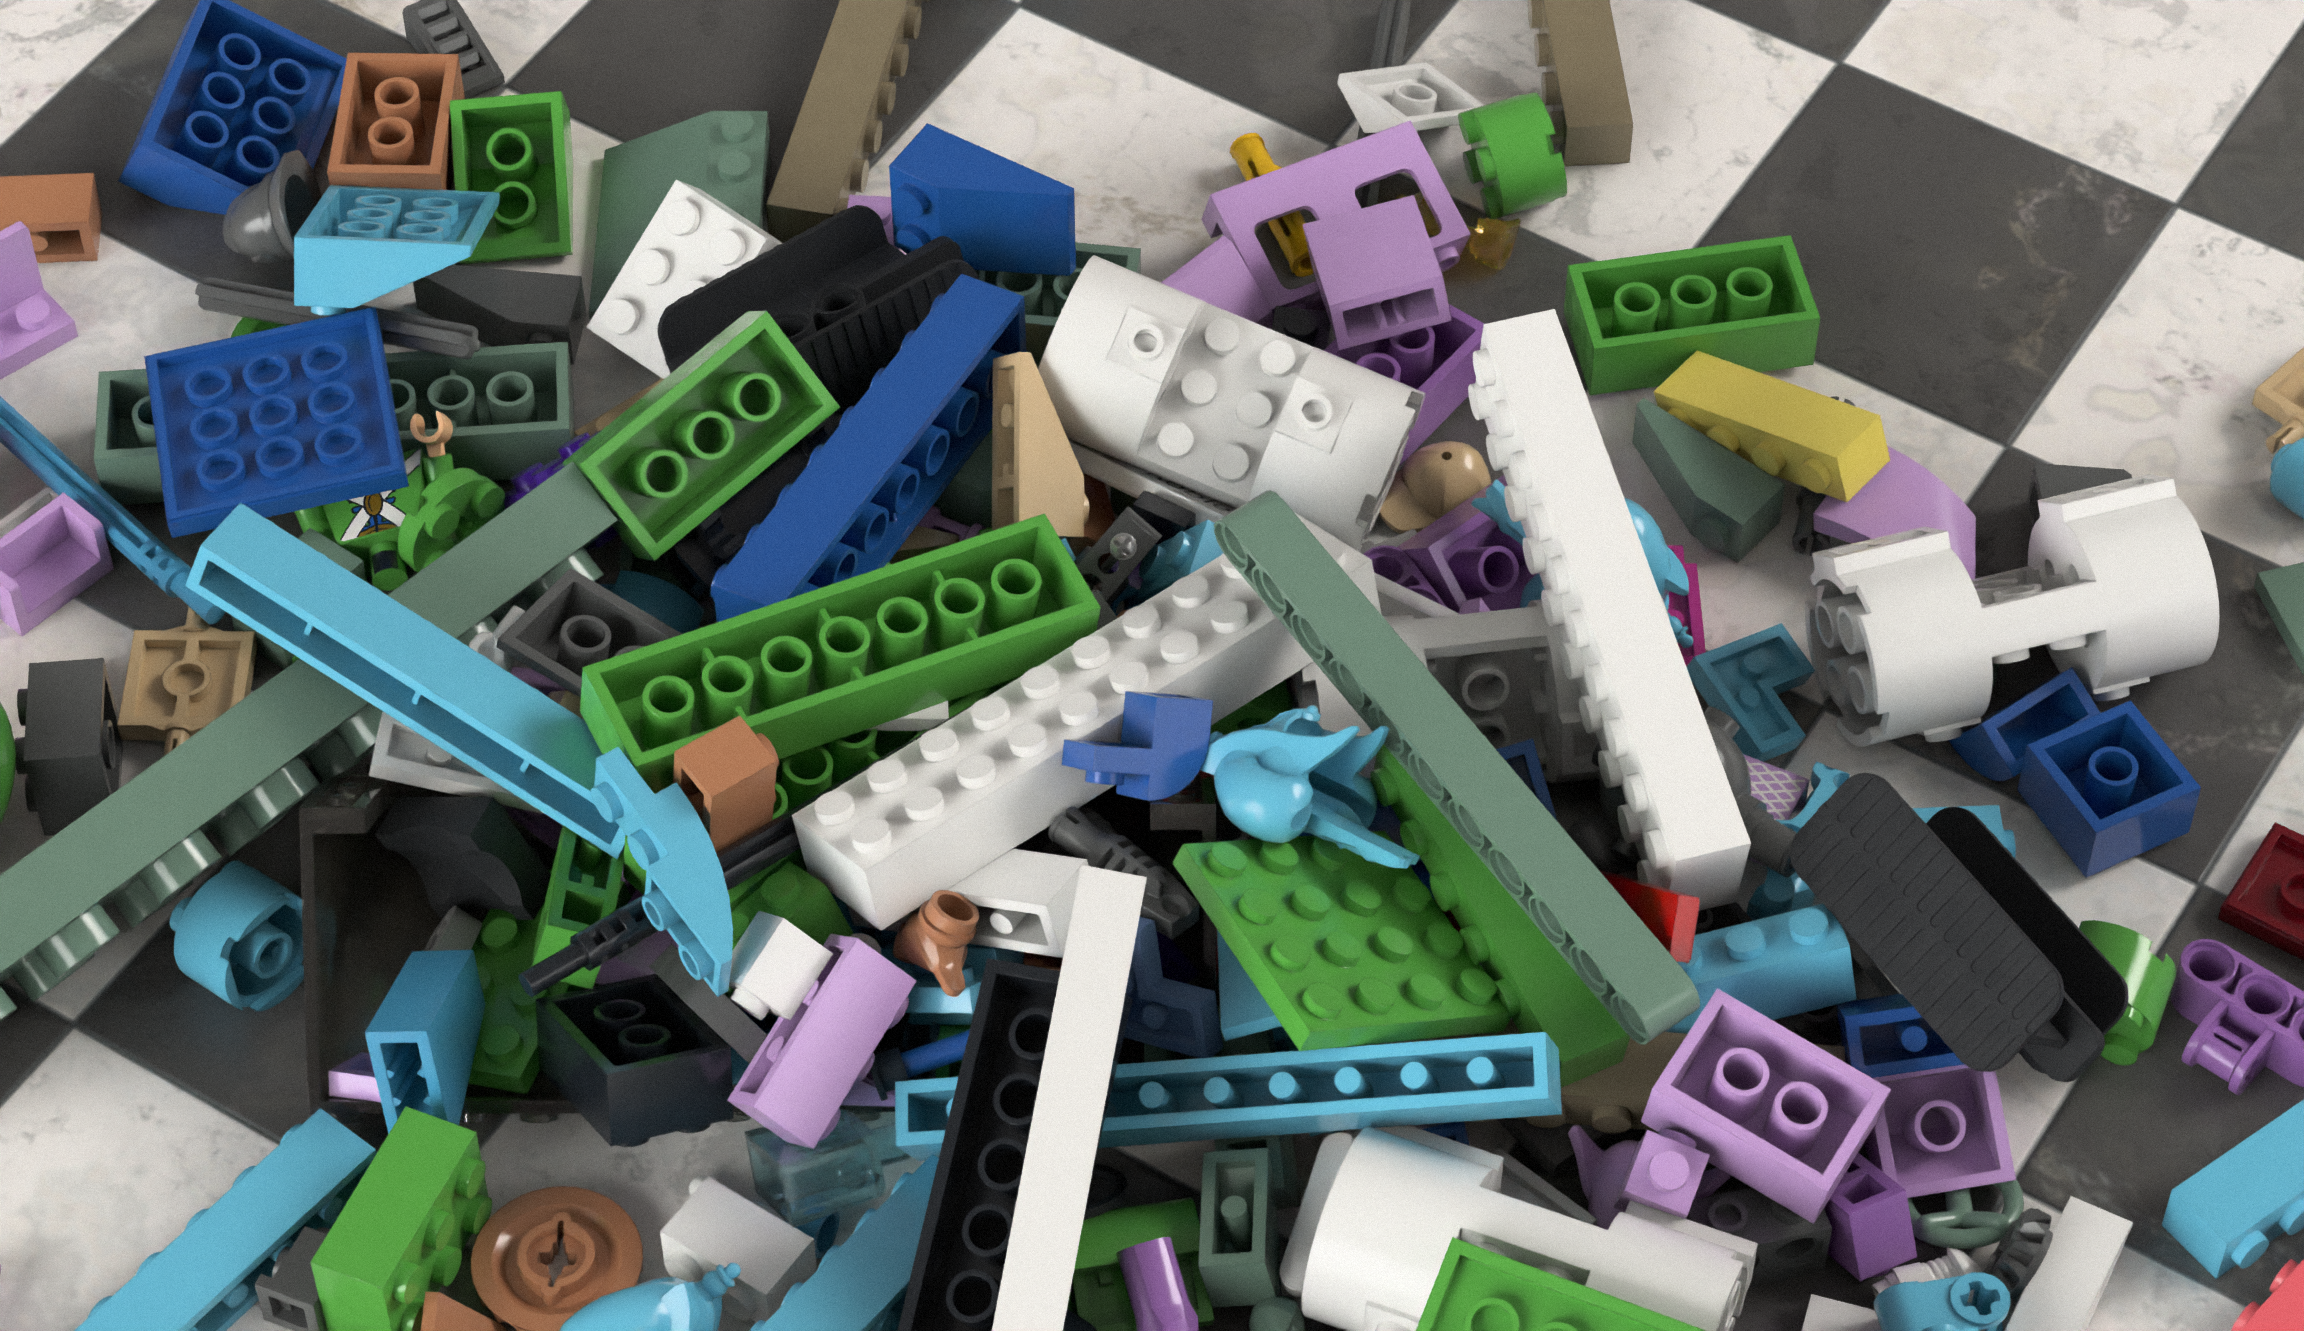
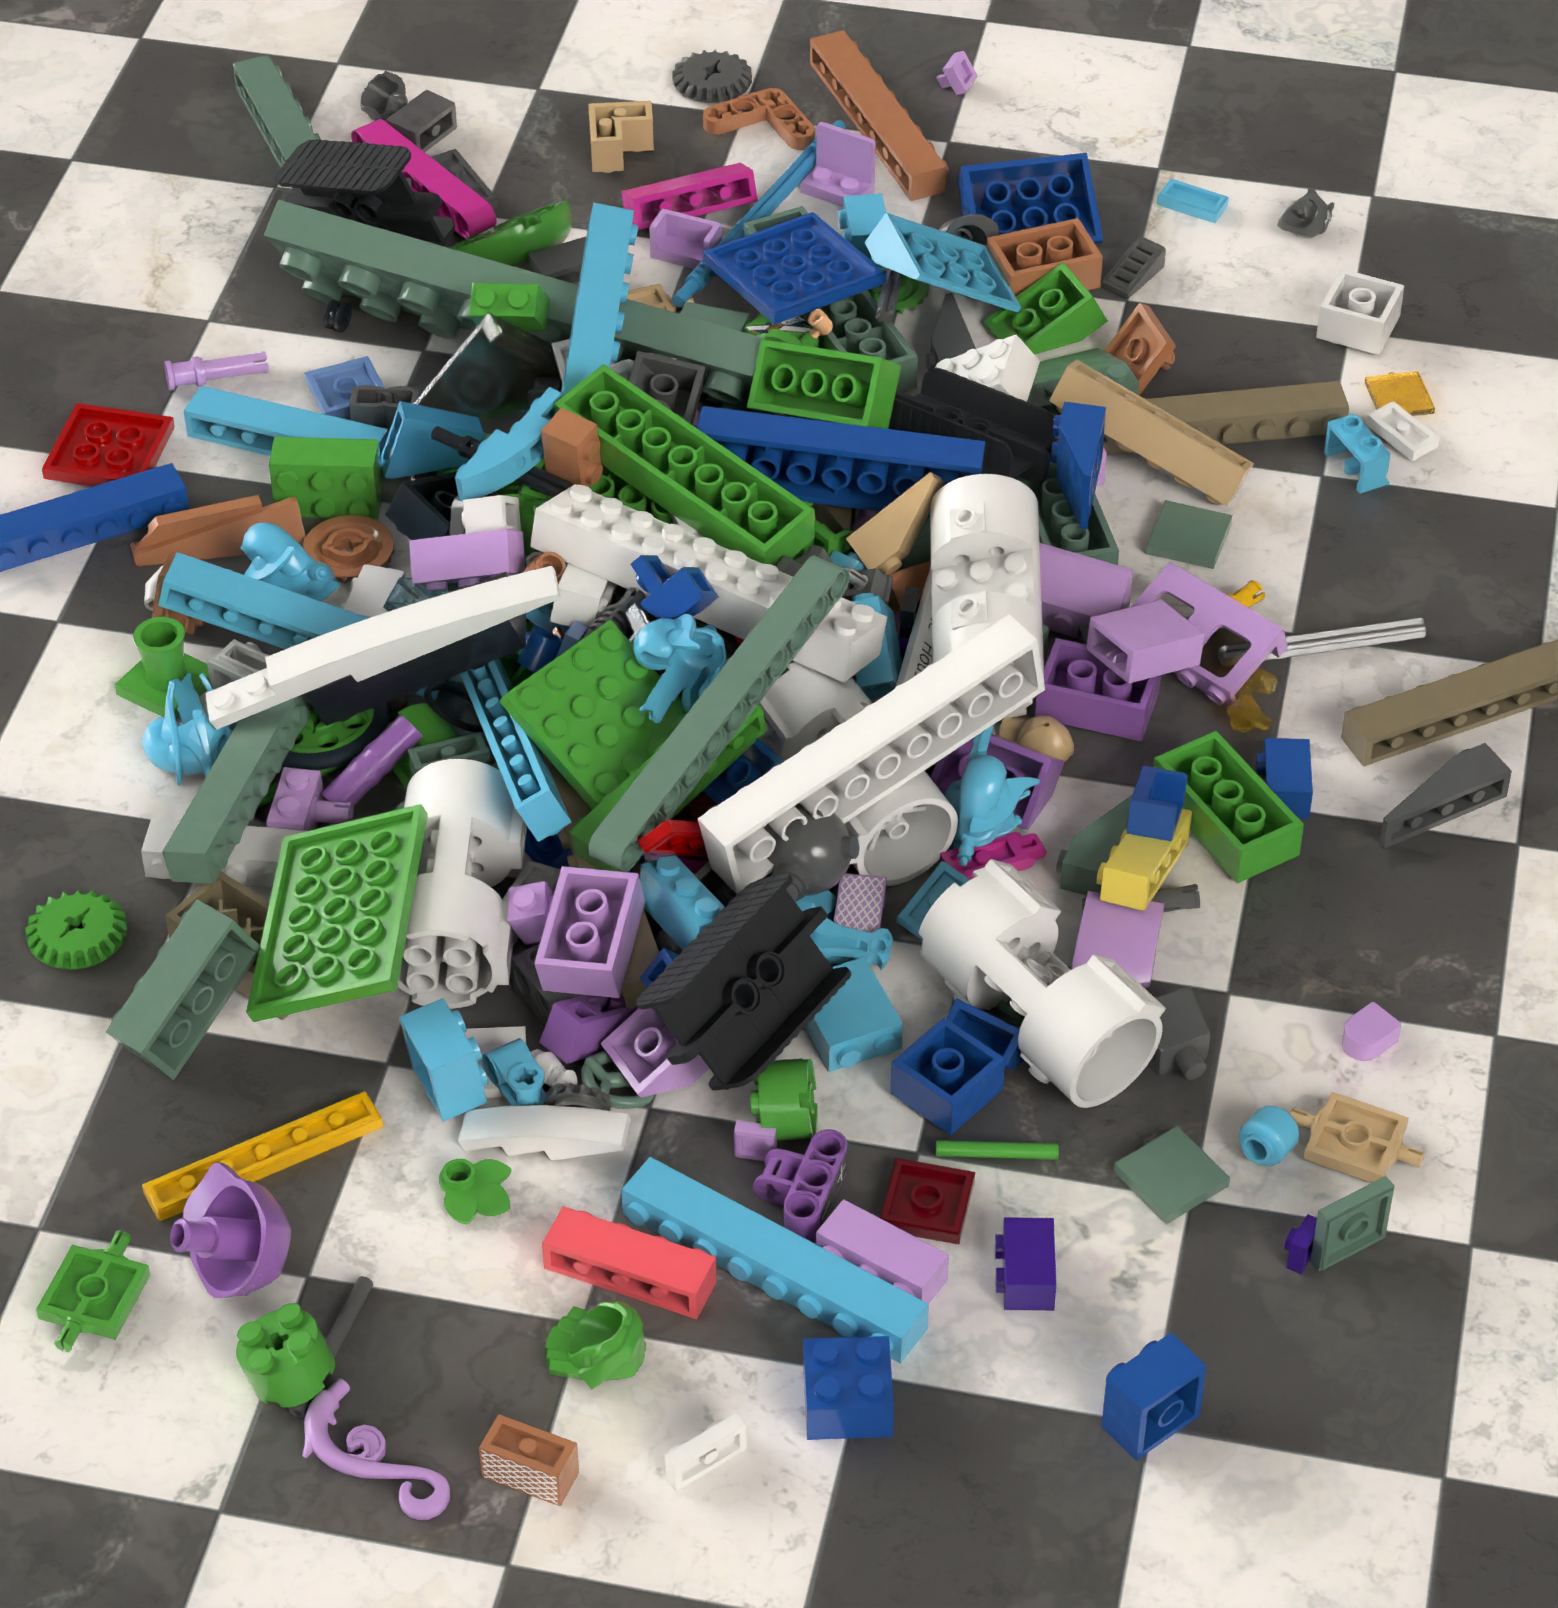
camera: 70 degrees right, 5 degrees down
(136, 1156) = (333, 384): none -> medium blue plate
(150, 317) = (860, 218): none -> medium azure brick
(258, 1102) = (378, 405): none -> dark grey brick
(273, 784) = (516, 303): none -> bright green brick
(673, 80) = (1143, 345): none -> nougat tile
(857, 142) = (1156, 434): none -> tan brick
(1102, 175) = (1189, 534): none -> sand green tile
(1402, 94) = (1330, 642): white slope -> none
(1512, 155) = (1309, 695): bright green brick -> none
(1639, 224) = (1288, 772): none -> blue brick
(1705, 382) = (1157, 803): none -> blue panel
(1739, 84) = (1457, 788): none -> dark grey slope
(2145, 320) = (1370, 1033): none -> lavender piece
(2149, 1063) = (753, 1141): none -> lavender tile
(2231, 788) = (986, 1149): none -> bright green bar

